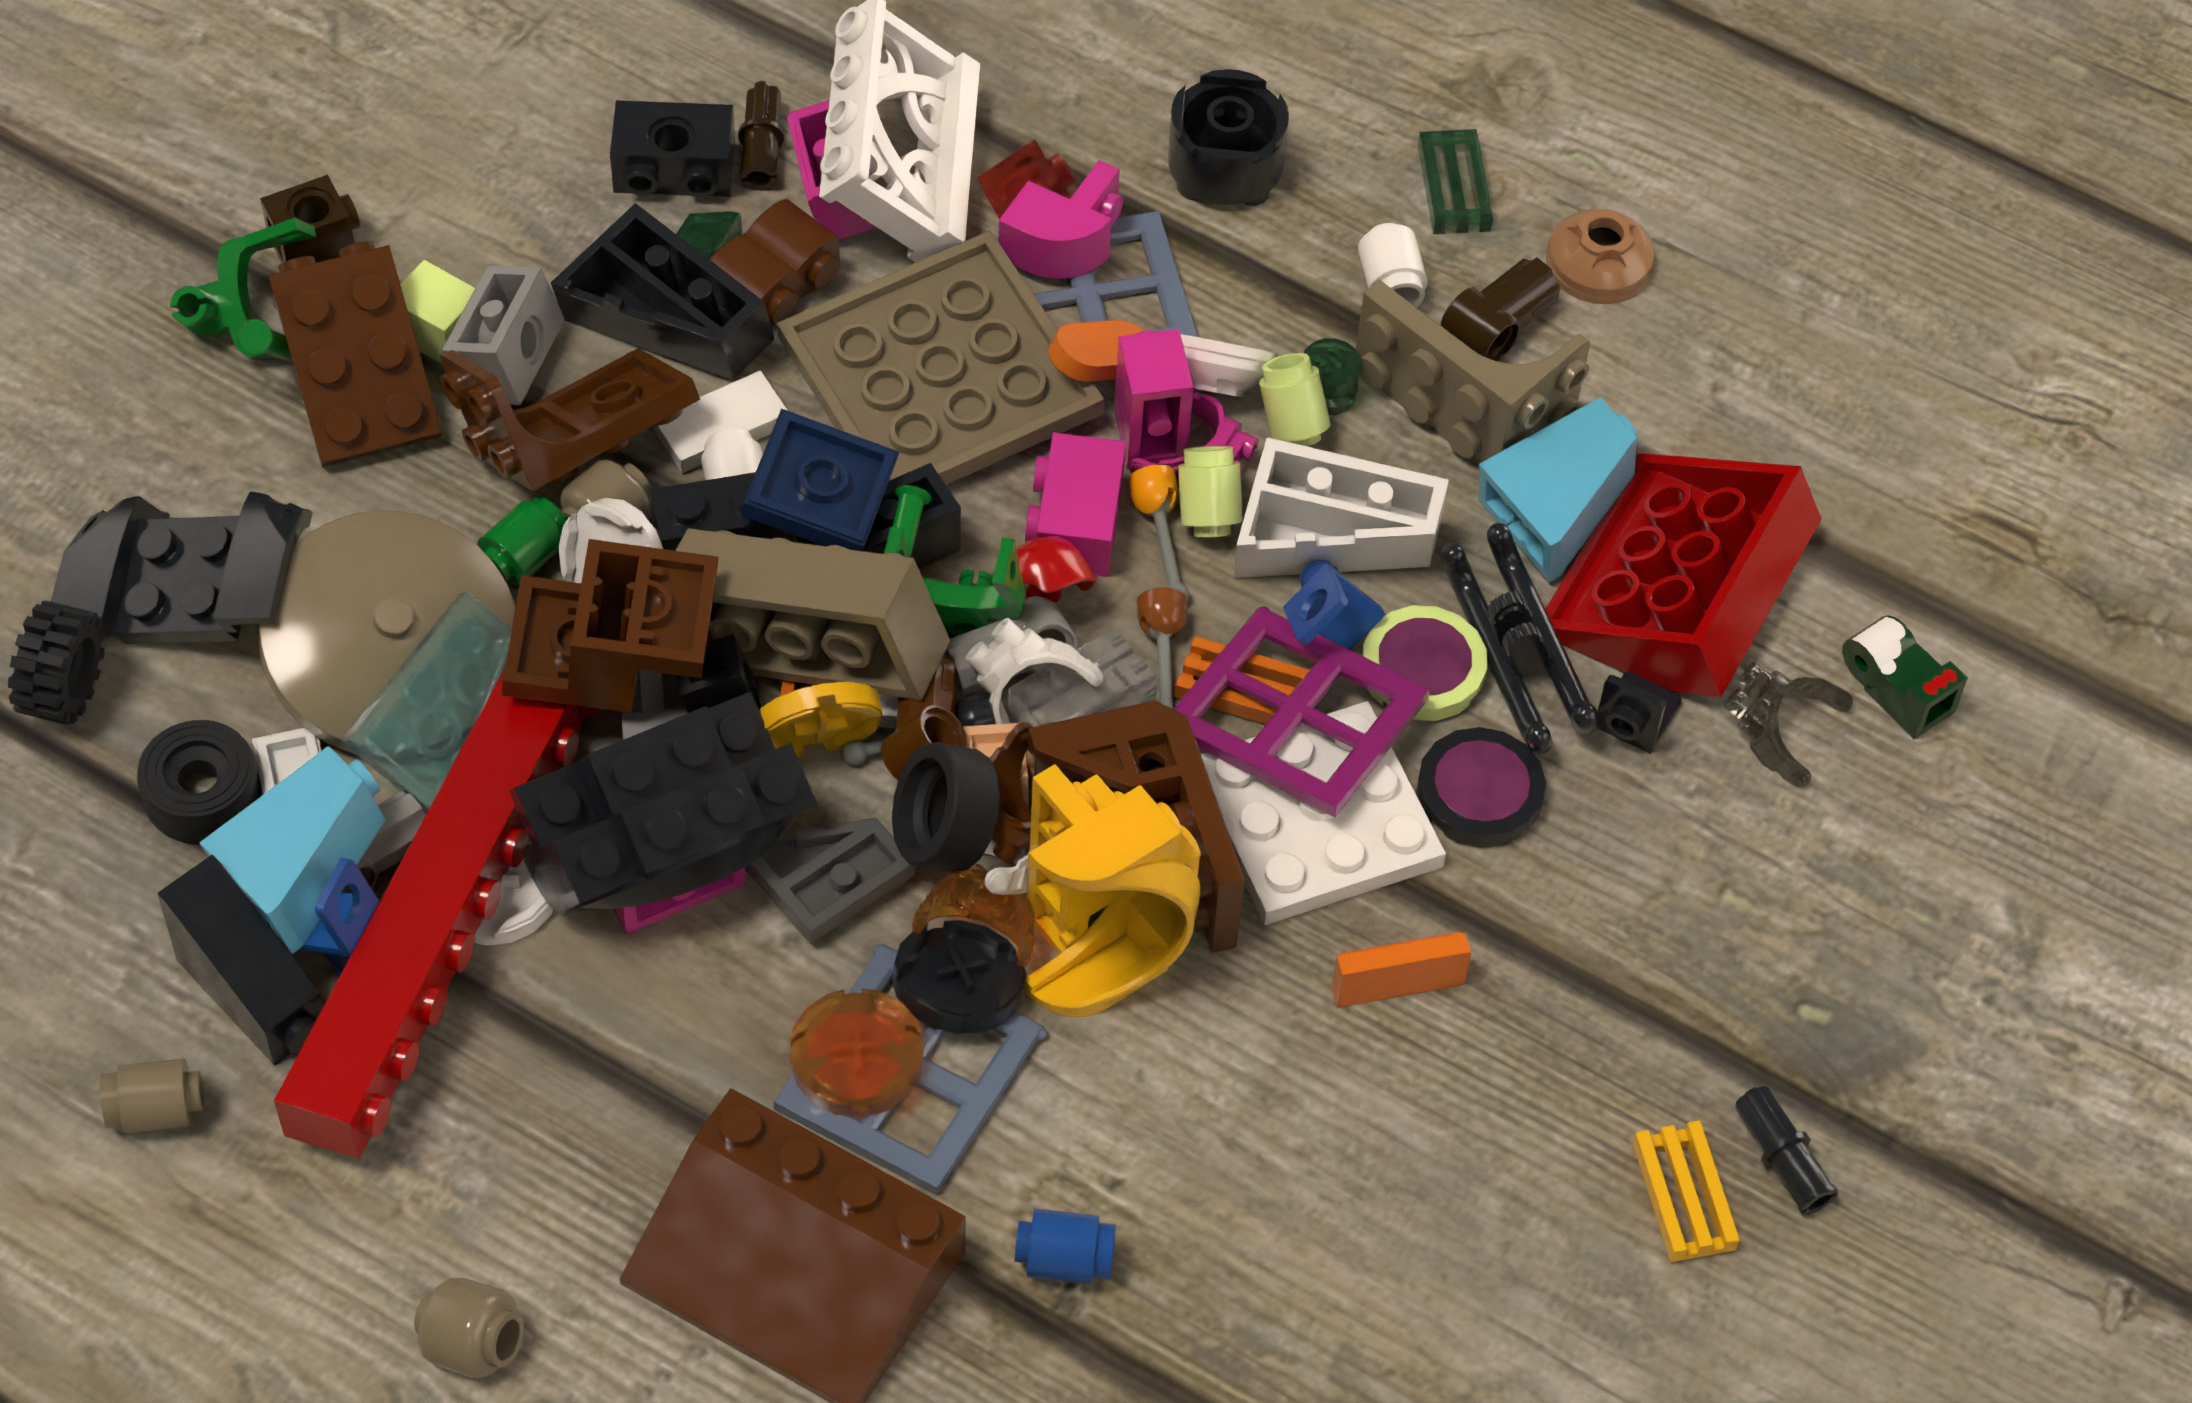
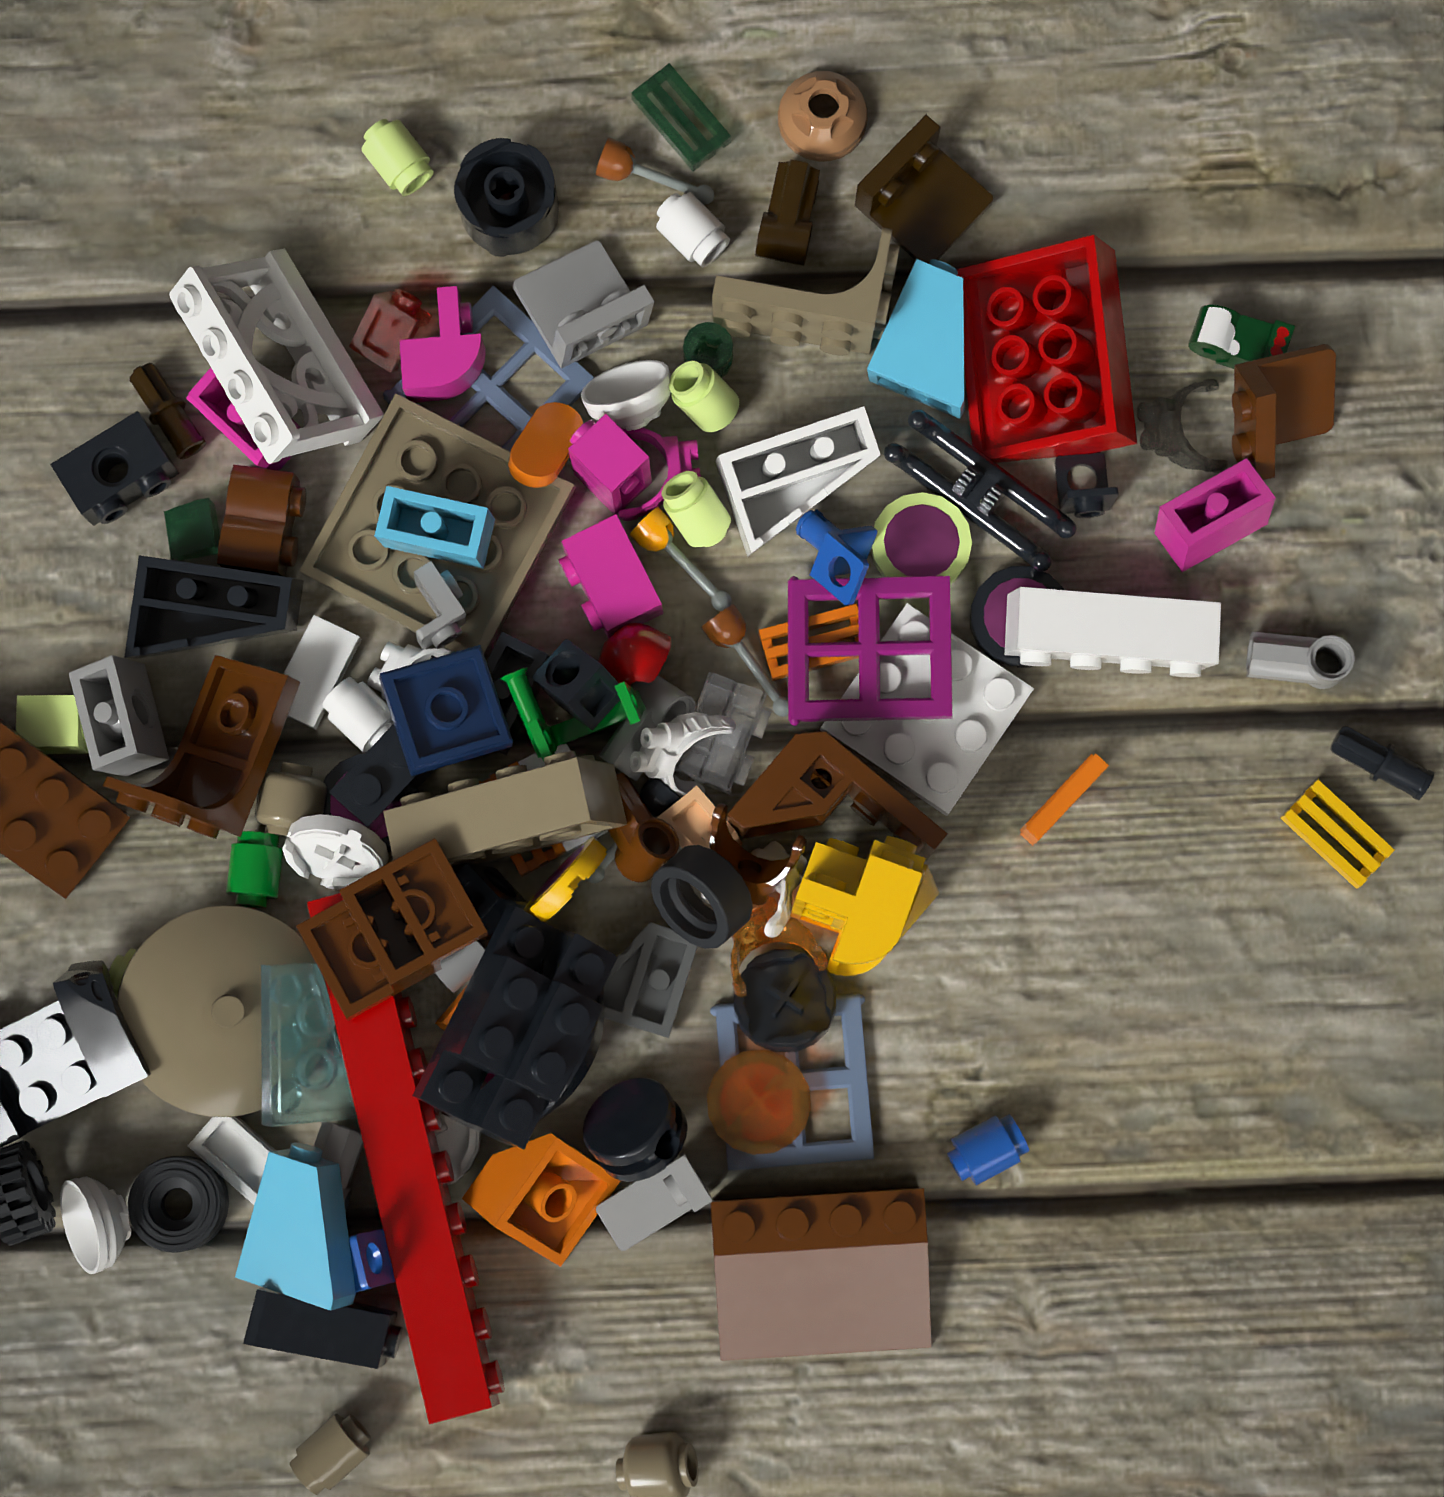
camera: 30 degrees left, 25 degrees up
(107, 739) = (94, 1222): none -> white piece
(568, 995) = (541, 1195): none -> orange slope
(673, 1076) = (653, 1203): none -> light grey bracket
(707, 984) = (635, 1129): none -> black head
(897, 407) = (441, 594): none -> light grey bracket
(936, 339) = (434, 527): none -> medium azure brick
(967, 543) = (578, 684): none -> black brick
(1148, 58) = (397, 156): none -> yellowish green brick
(1234, 268) = (582, 303): none -> light grey bracket
(1362, 177) = (619, 162): none -> hinge
(1568, 838) = (1112, 629): none -> white brick
(1650, 357) = (921, 195): none -> dark brown bracket
(1757, 799) = (1214, 515): none -> dark pink brick
(1757, 993) = (1293, 658): none -> light grey piece
(1905, 740) = (1281, 402): none -> reddish brown bracket

